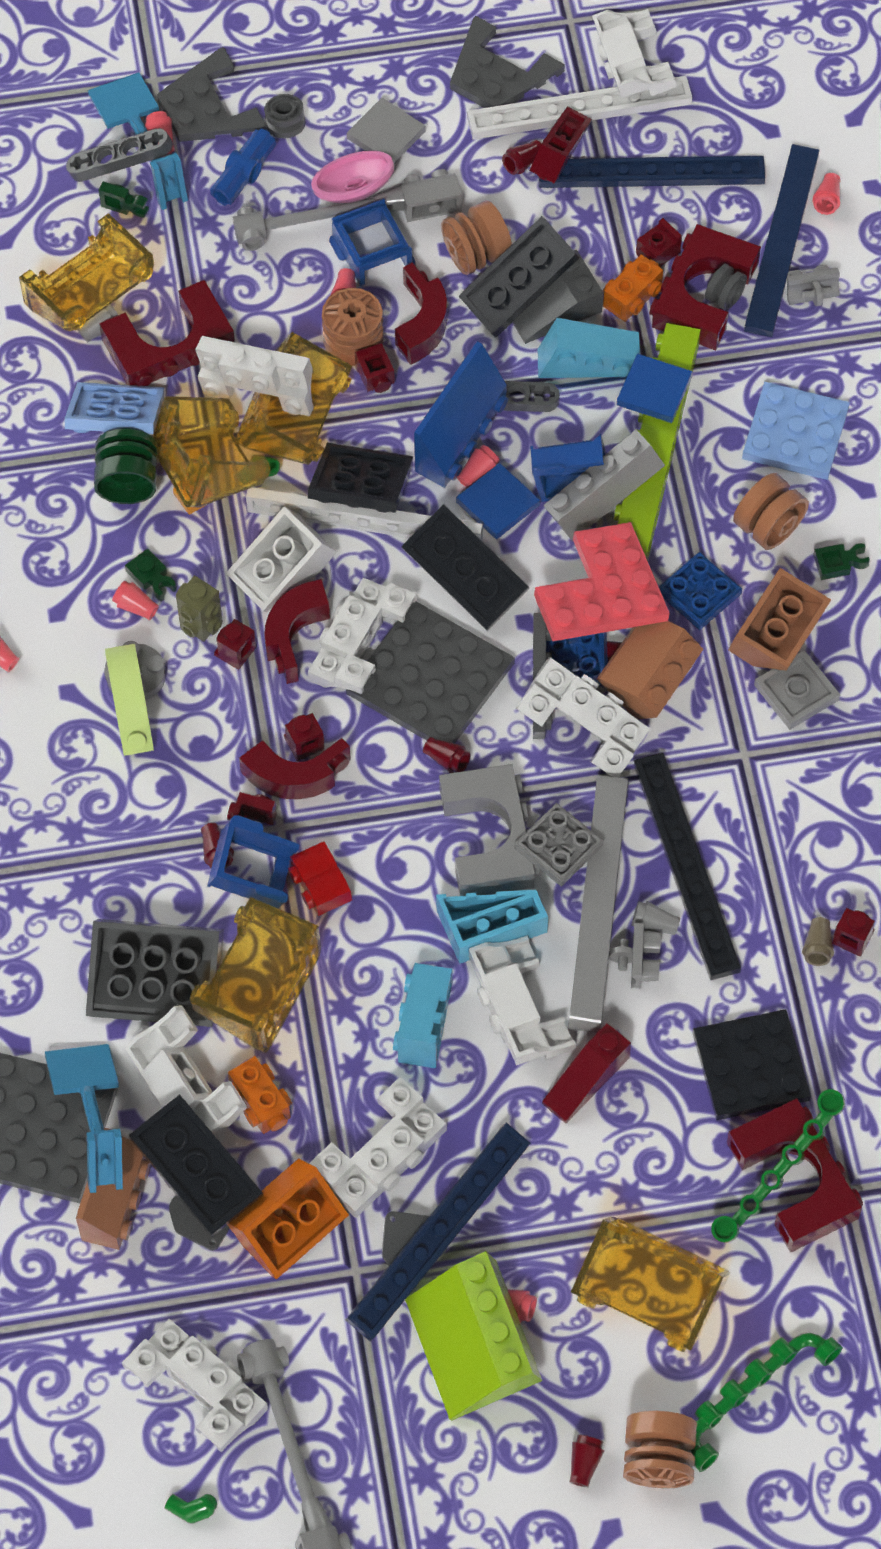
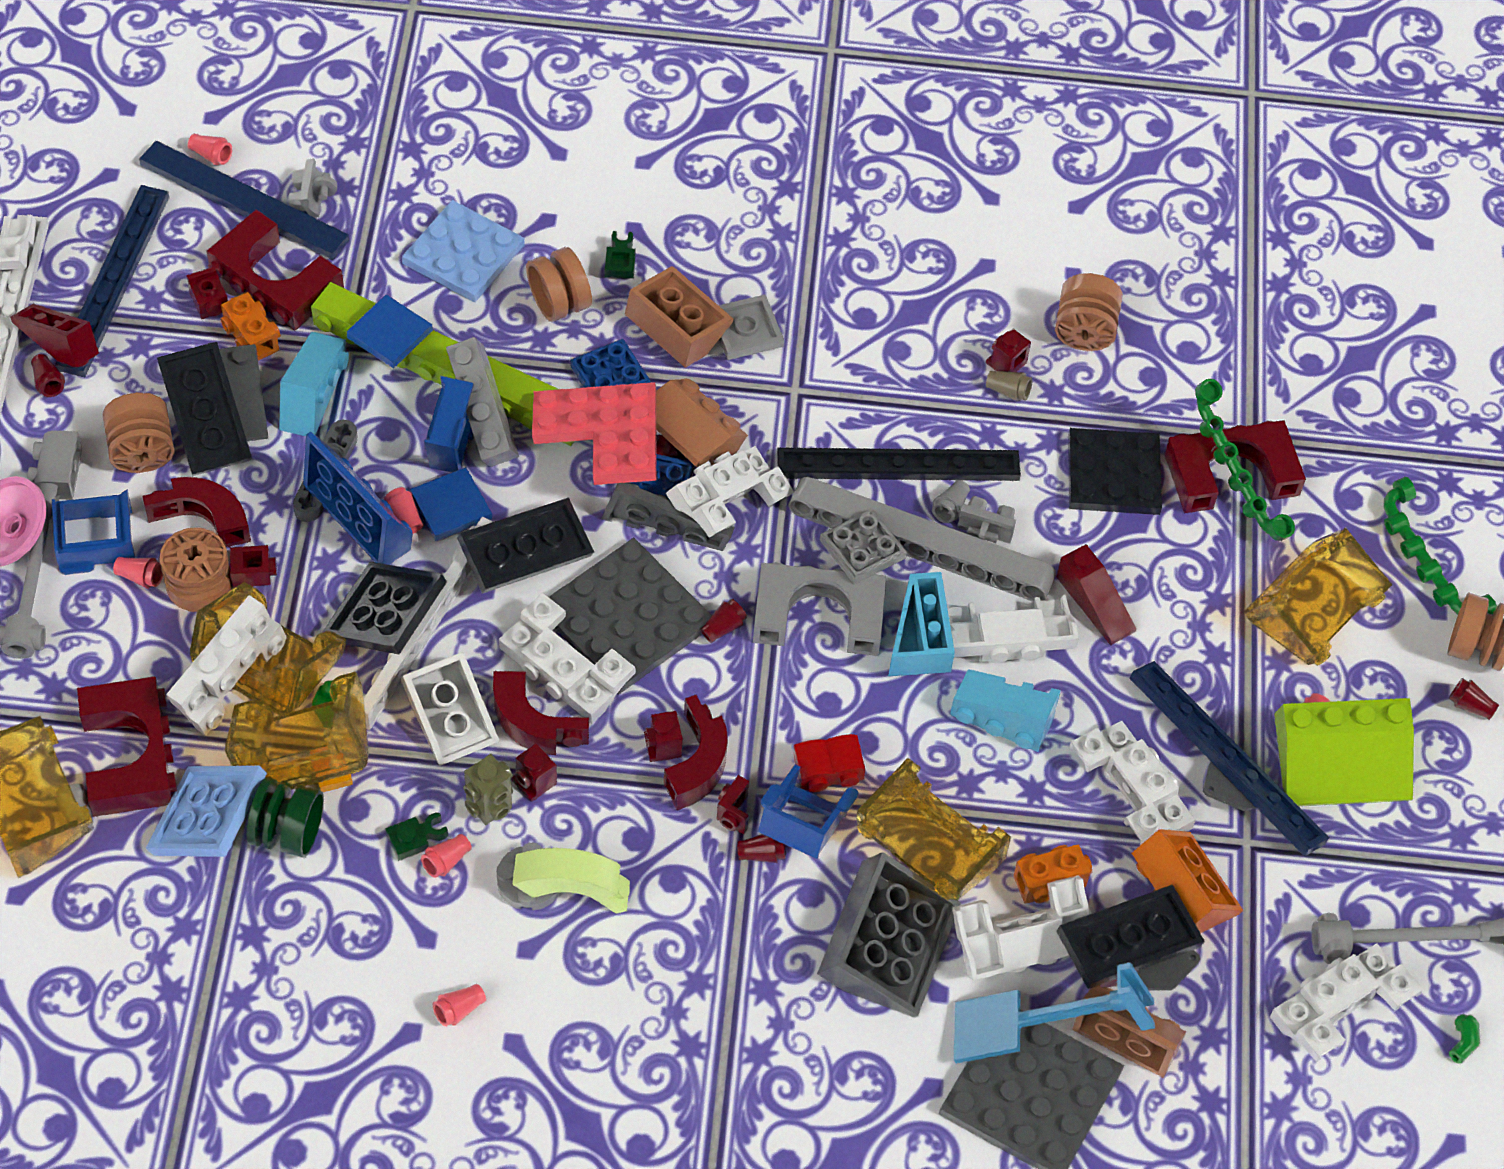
camera: 80 degrees left, 5 degrees down
(725, 287) = (285, 252): dark grey wheel -> none

